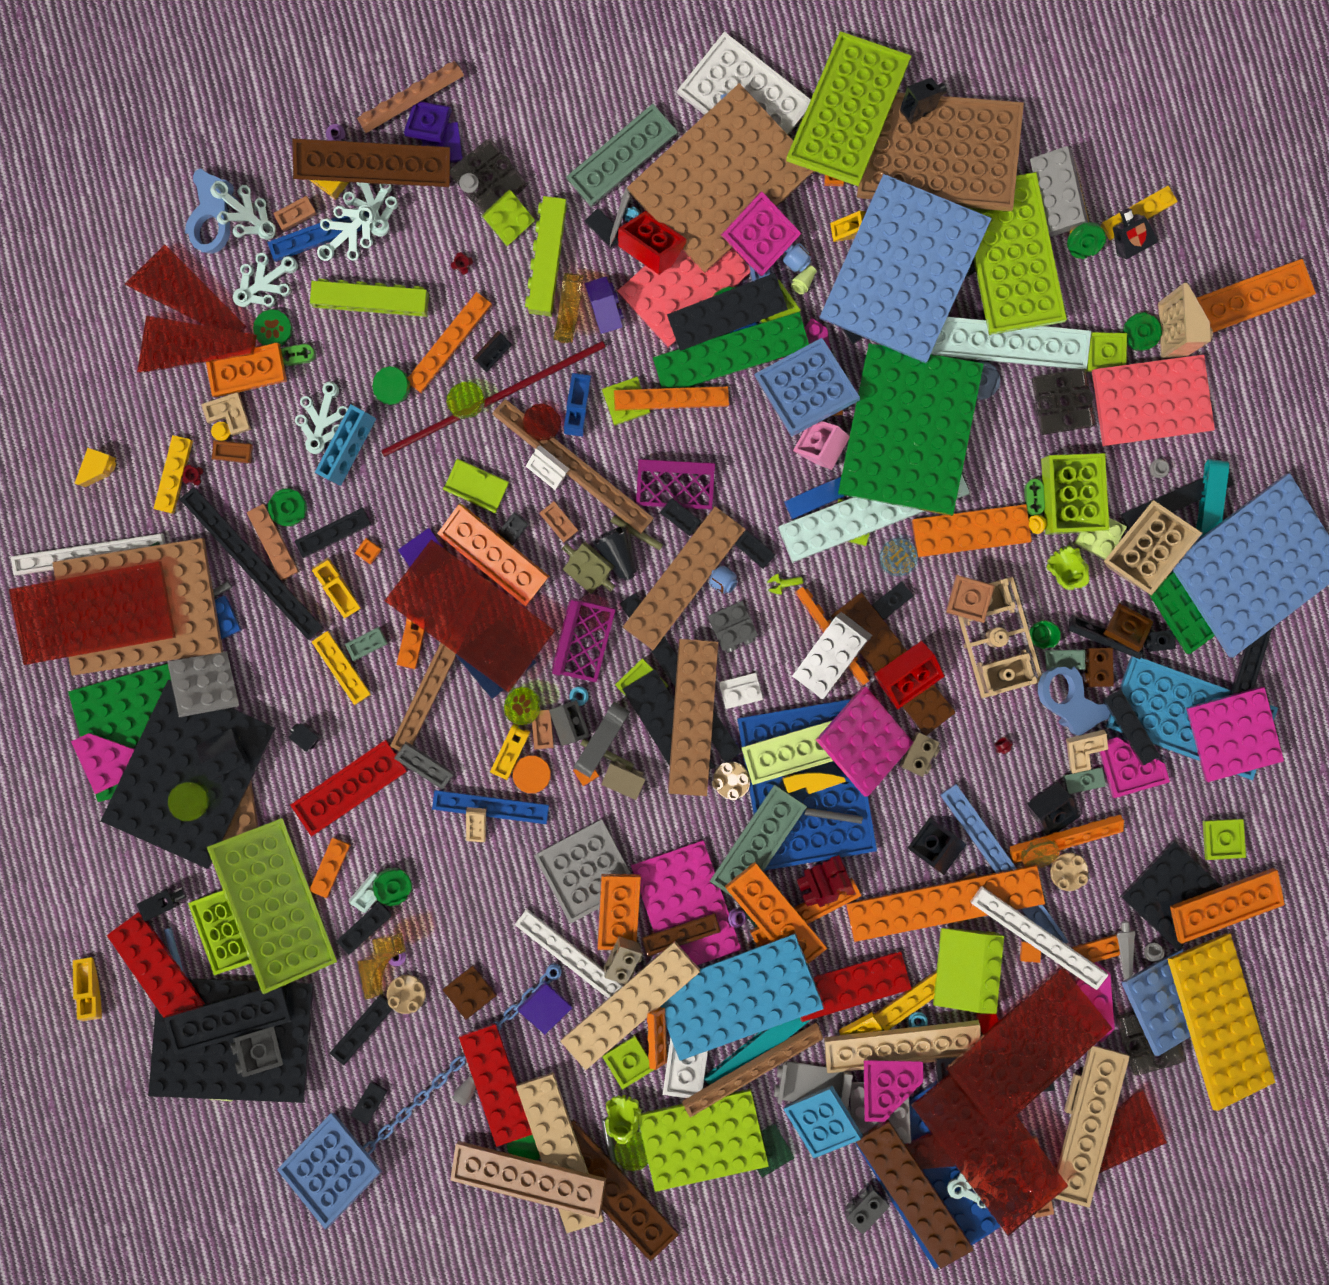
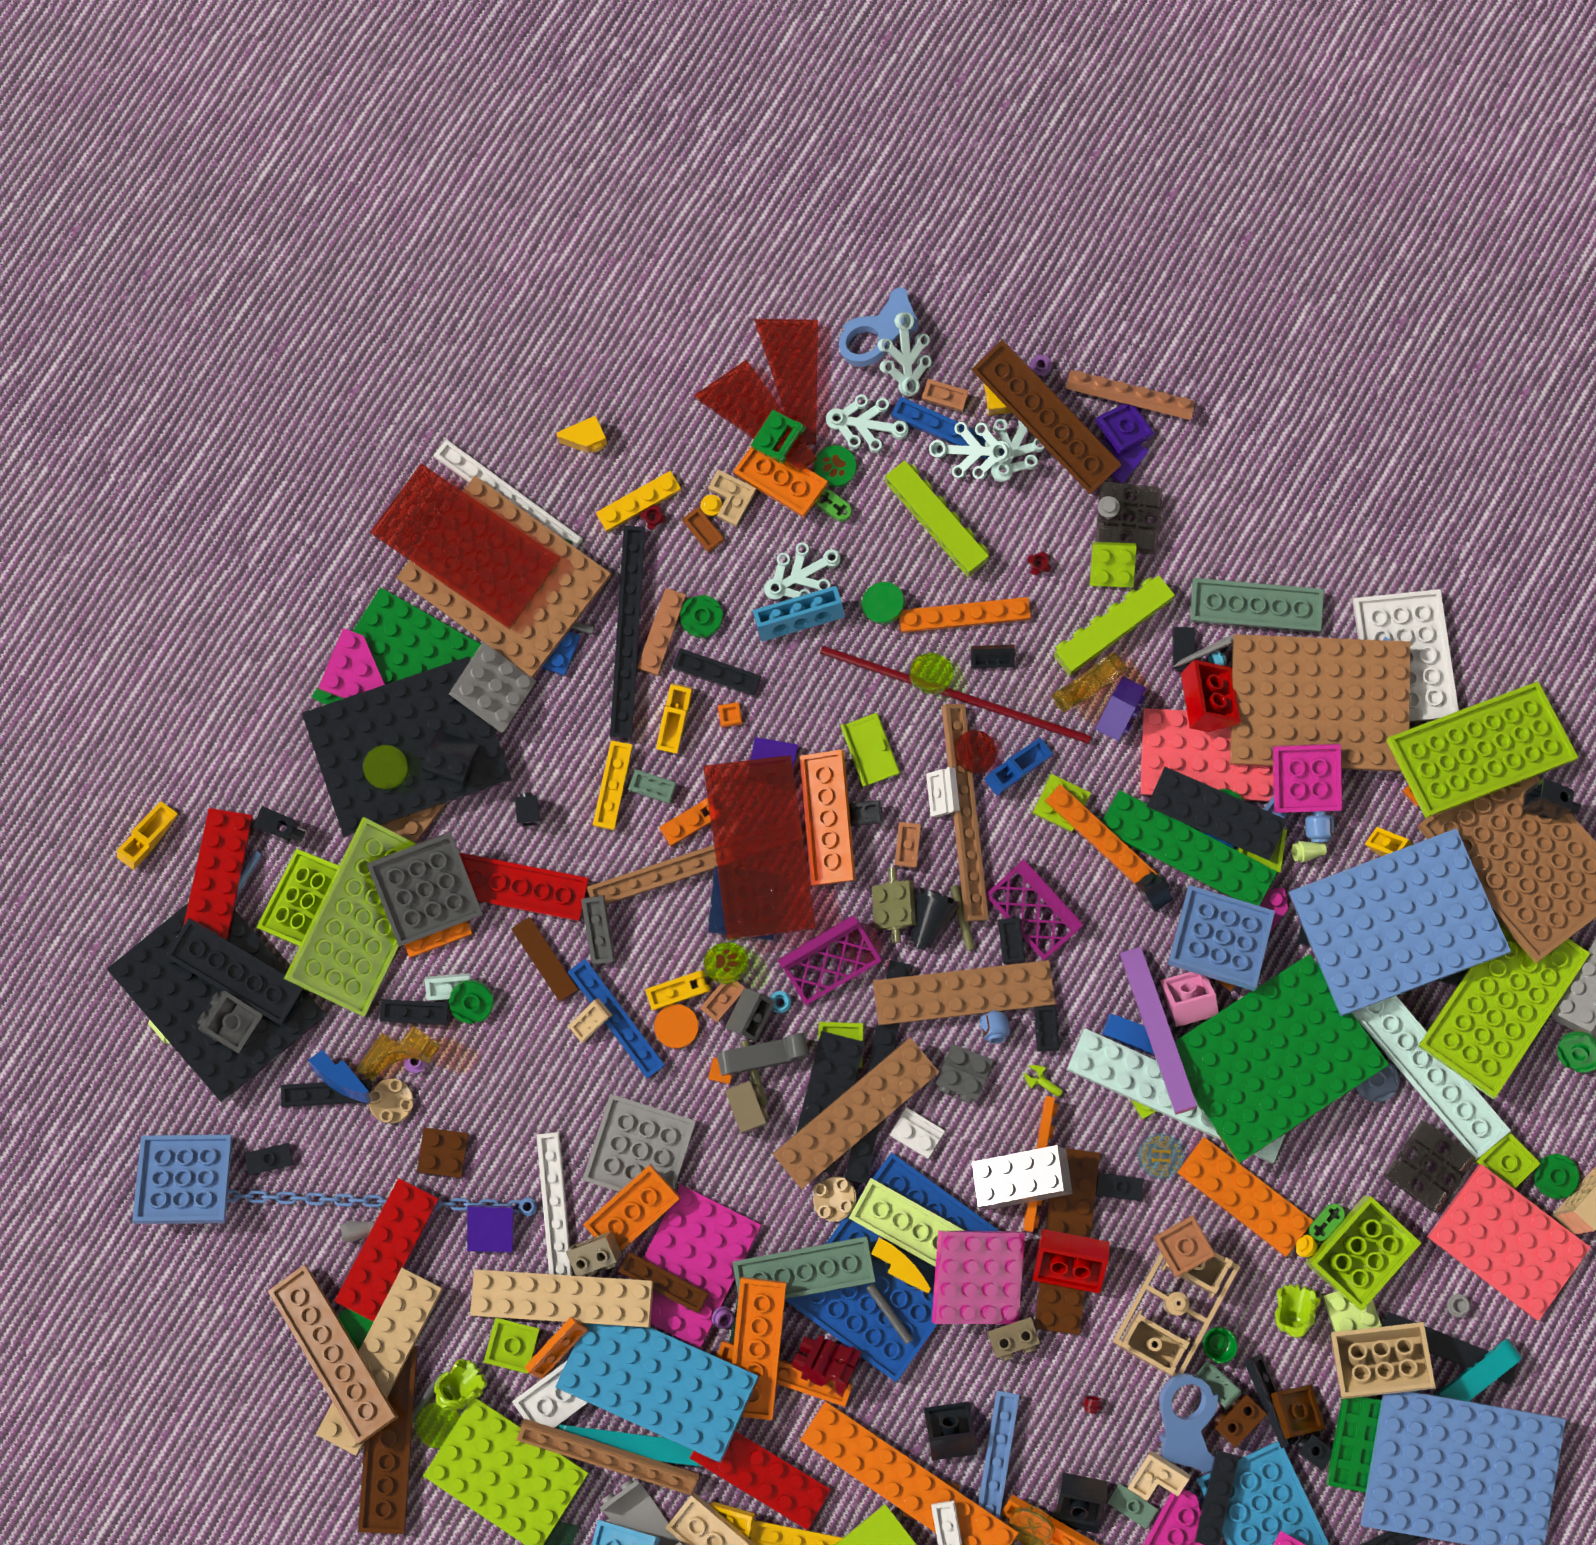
camera: 45 degrees right, 10 degrees down
(211, 347) = (773, 432): none -> green plate
(291, 850) = (424, 888): none -> dark grey plate
(359, 1014) = (339, 1077): none -> blue slope
(410, 815) = (544, 959): none -> reddish brown tile
(736, 399) = (1154, 891): none -> black brick
(825, 483) = (1158, 1031): none -> medium lavender tile

